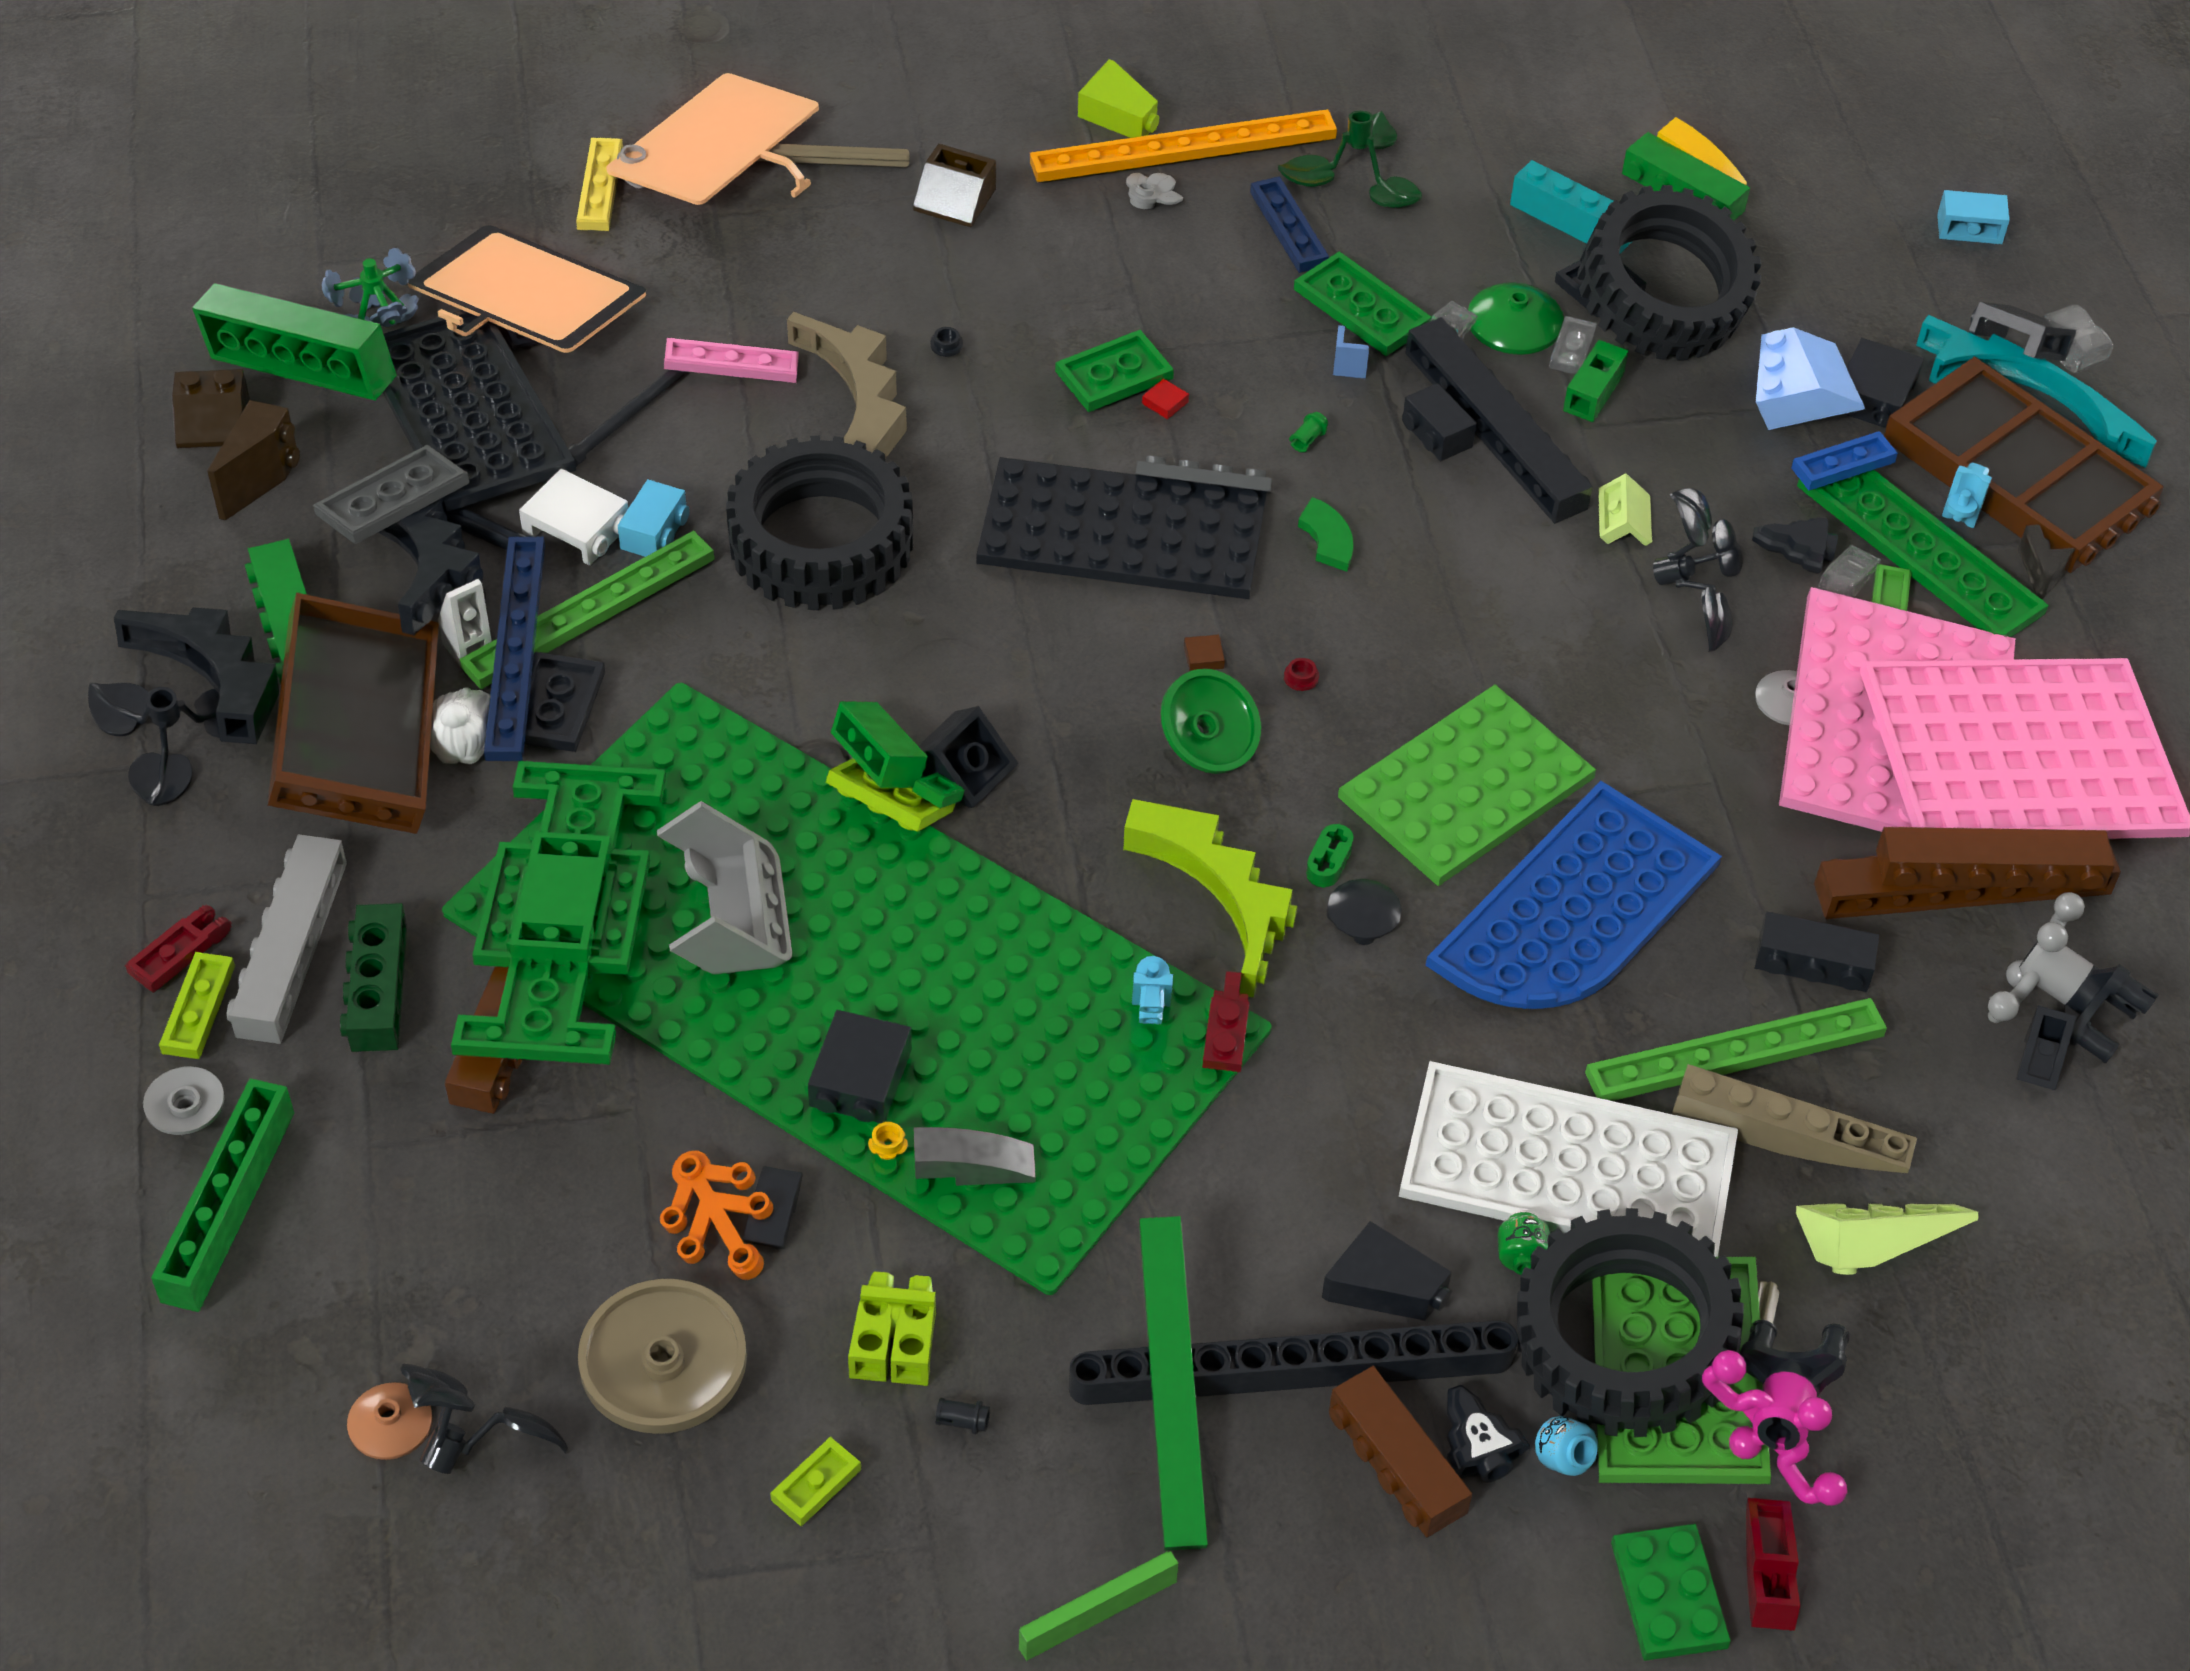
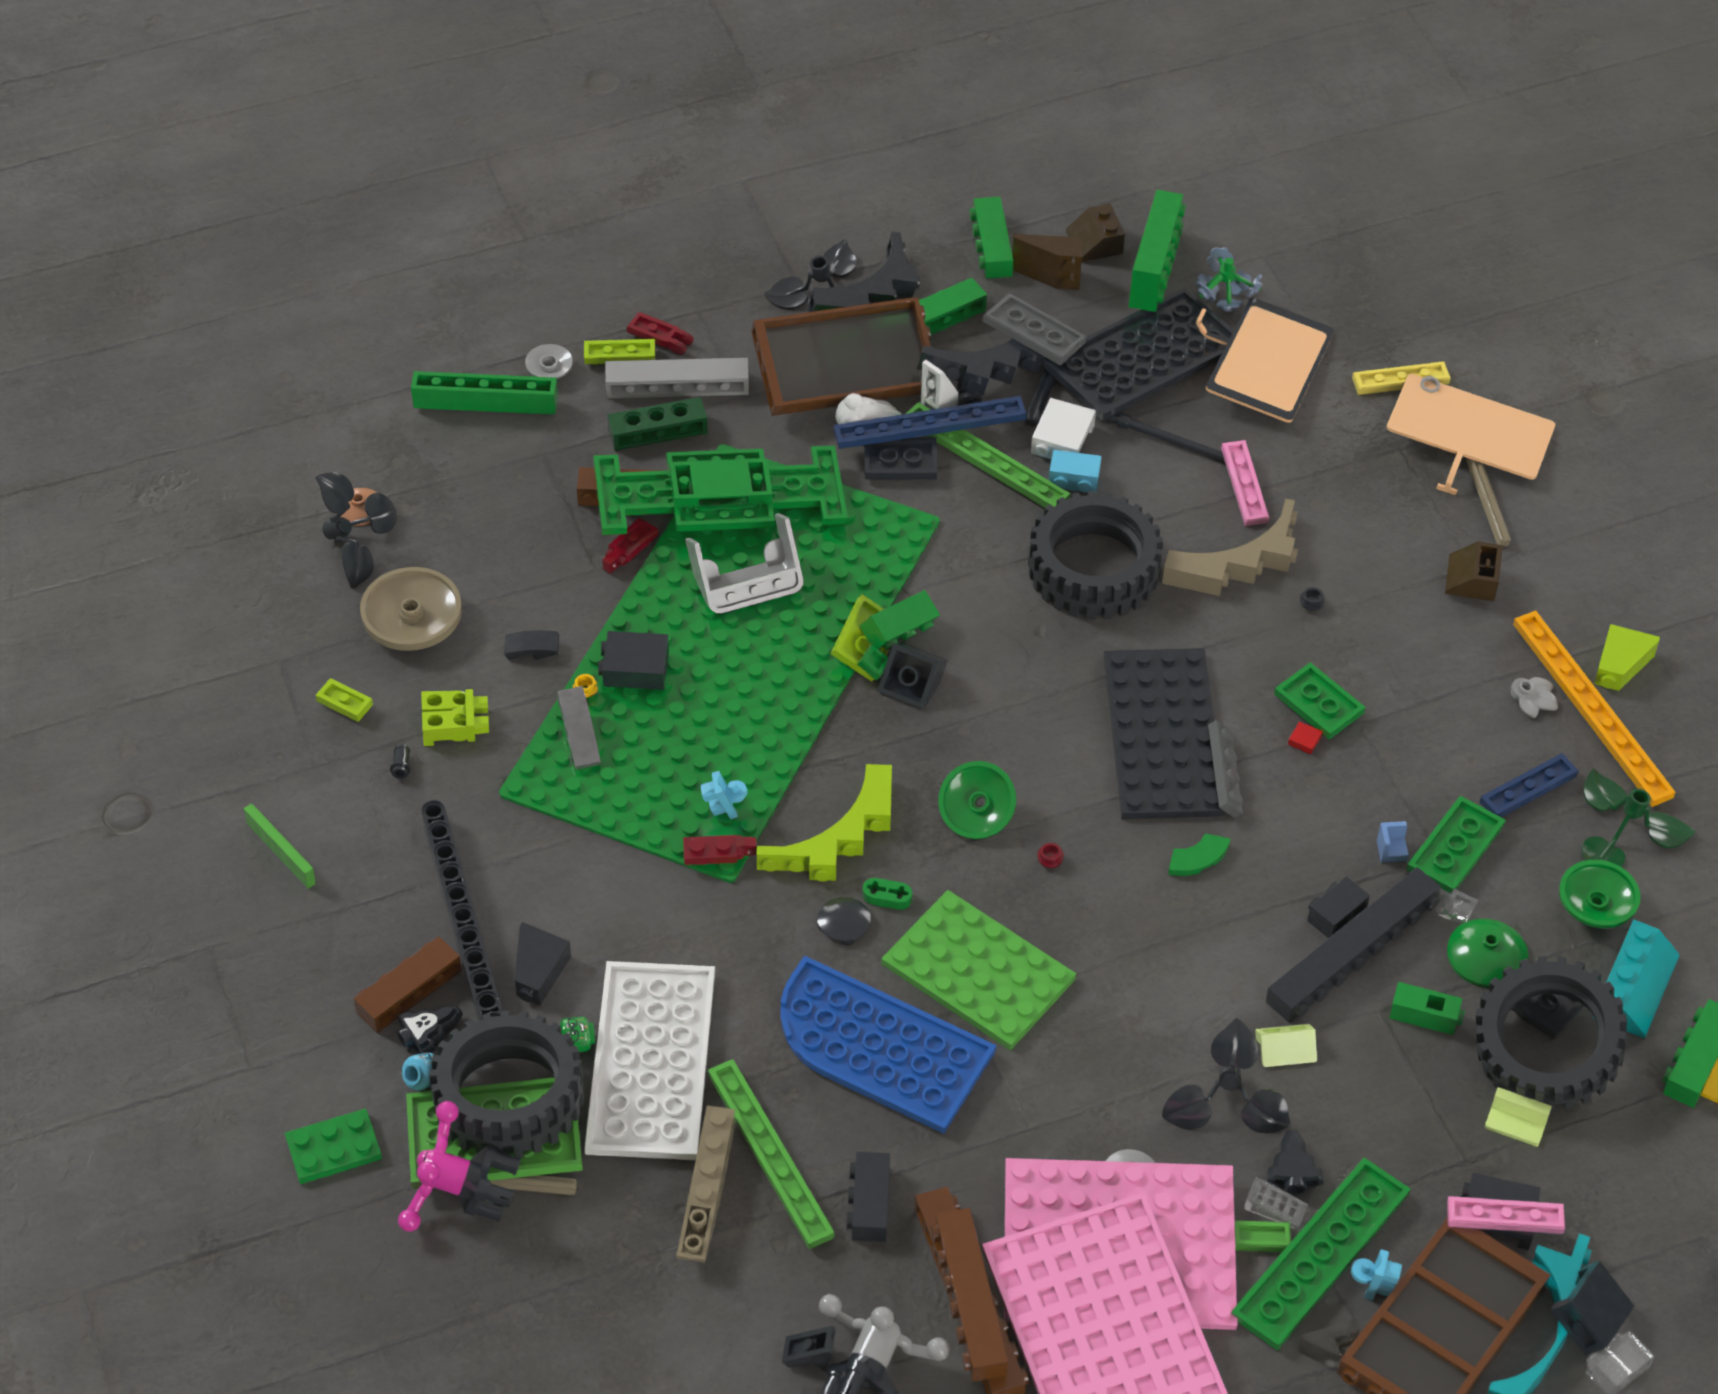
camera: 80 degrees right, 0 degrees up
(163, 519) = (992, 237): none -> green brick
(627, 1059) = (628, 545): none -> dark red hinge
(714, 1207) = (547, 602): orange plant -> none
(1172, 1384) = (427, 849): green tile -> none
(1204, 652) = (1055, 796): reddish brown tile -> none
(1314, 425) = (1299, 828): green pin -> none
(1466, 198) = (1601, 884): none -> green dish
(1572, 345) = (1464, 987): clear plate -> none
(1743, 344) = (1518, 1117): none -> yellowish green panel
(1771, 1564) = (357, 1198): dark red slope -> none
(1802, 379) = (1473, 1144): light blue wedge -> none
(1844, 460) = (1384, 1181): blue plate -> none
(1866, 1238) = (624, 1235): yellowish green wedge -> none
(1900, 370) = (1505, 1215): none -> bright pink tile

